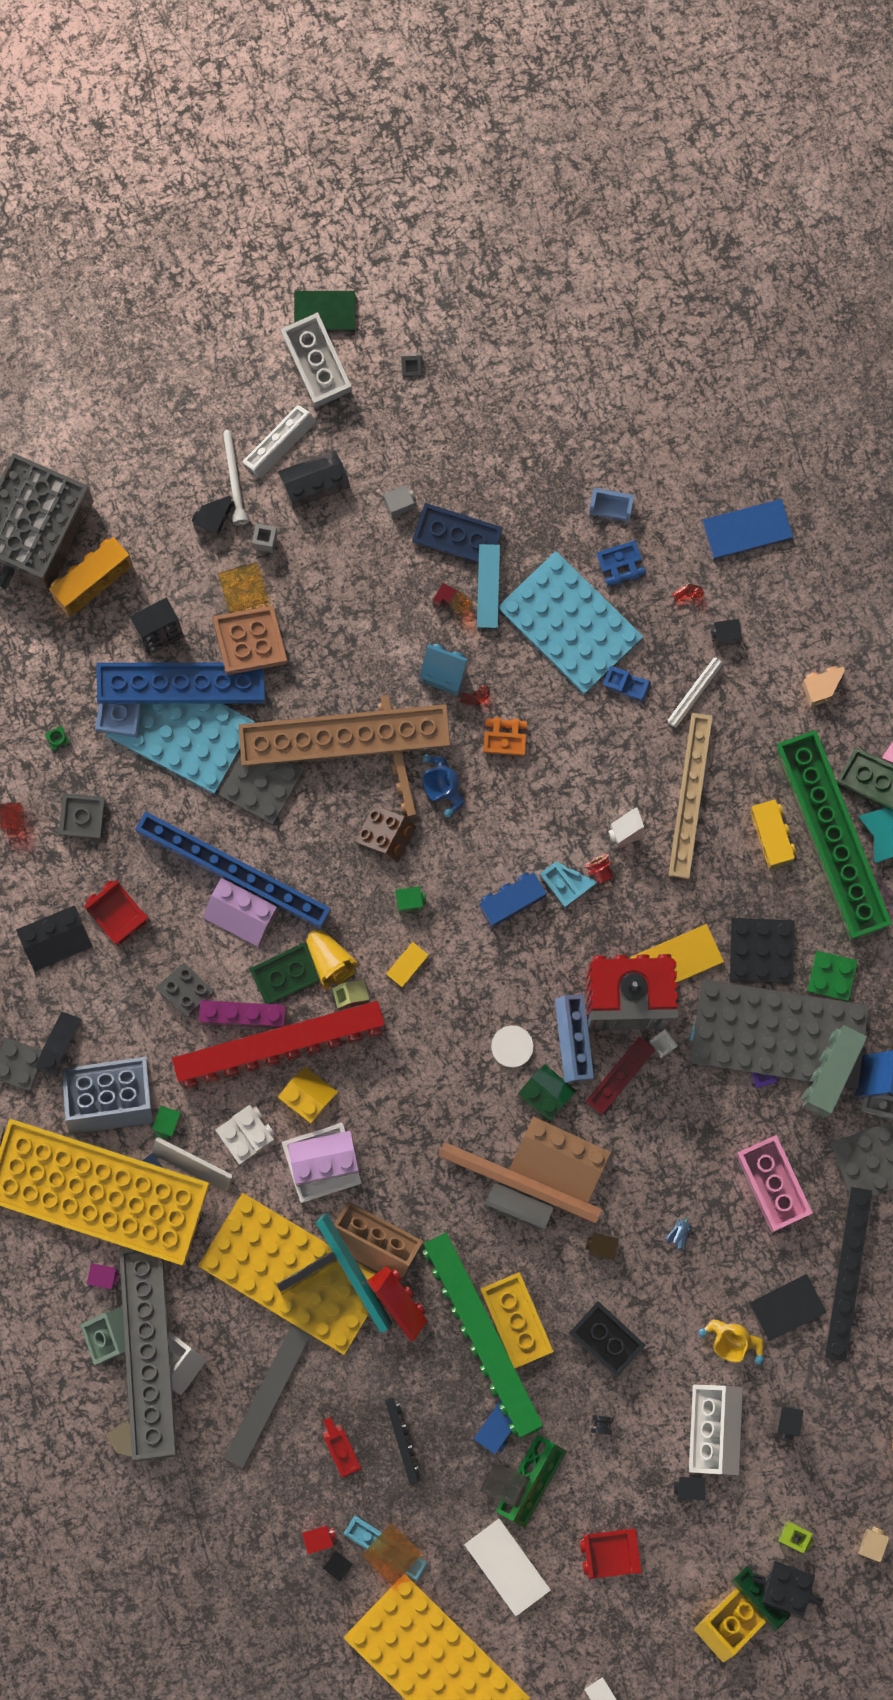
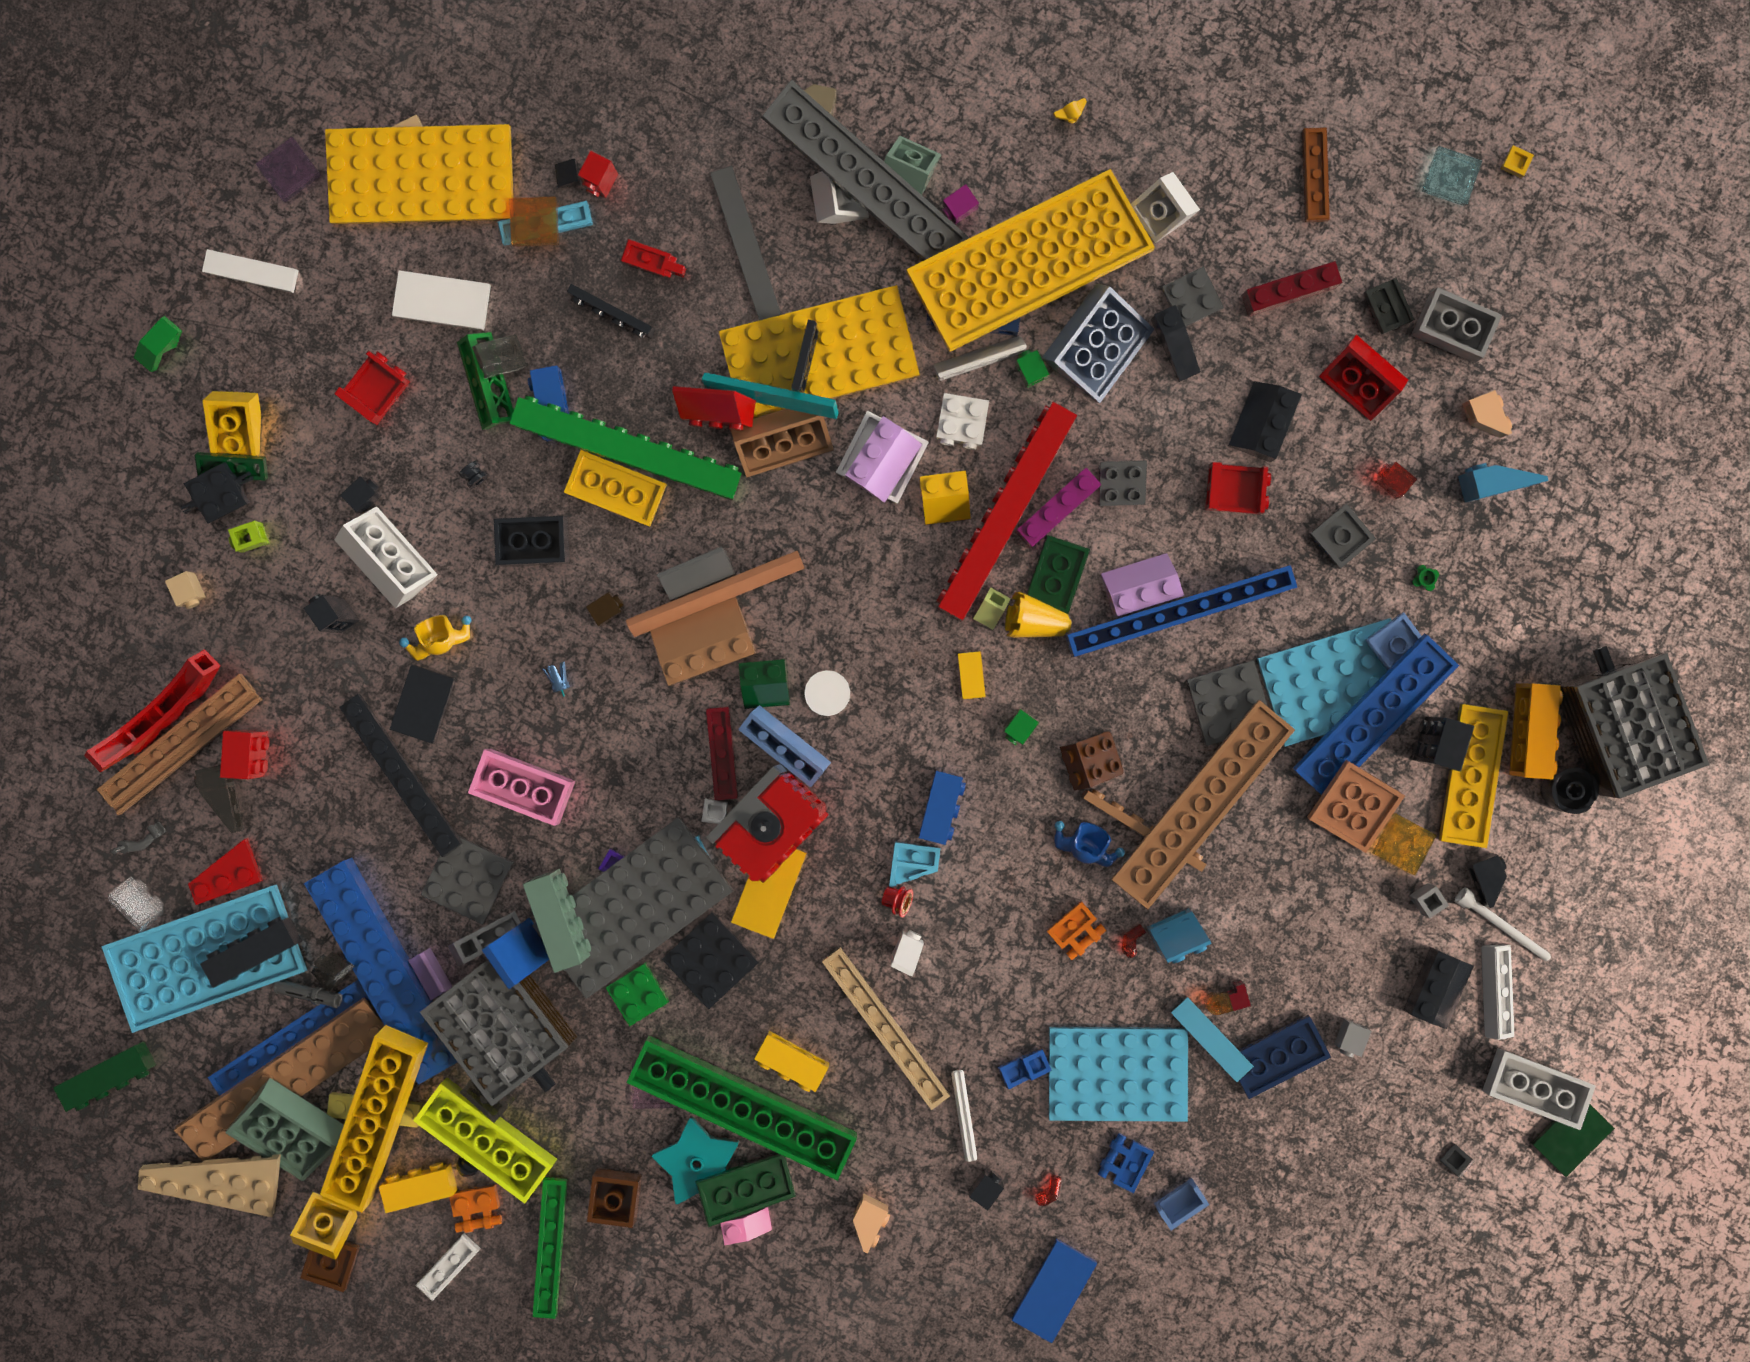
camera: 125 degrees right, 10 degrees up
(107, 509) = (1576, 801): none -> black brick
(167, 578) = (1473, 790): none -> yellow plate

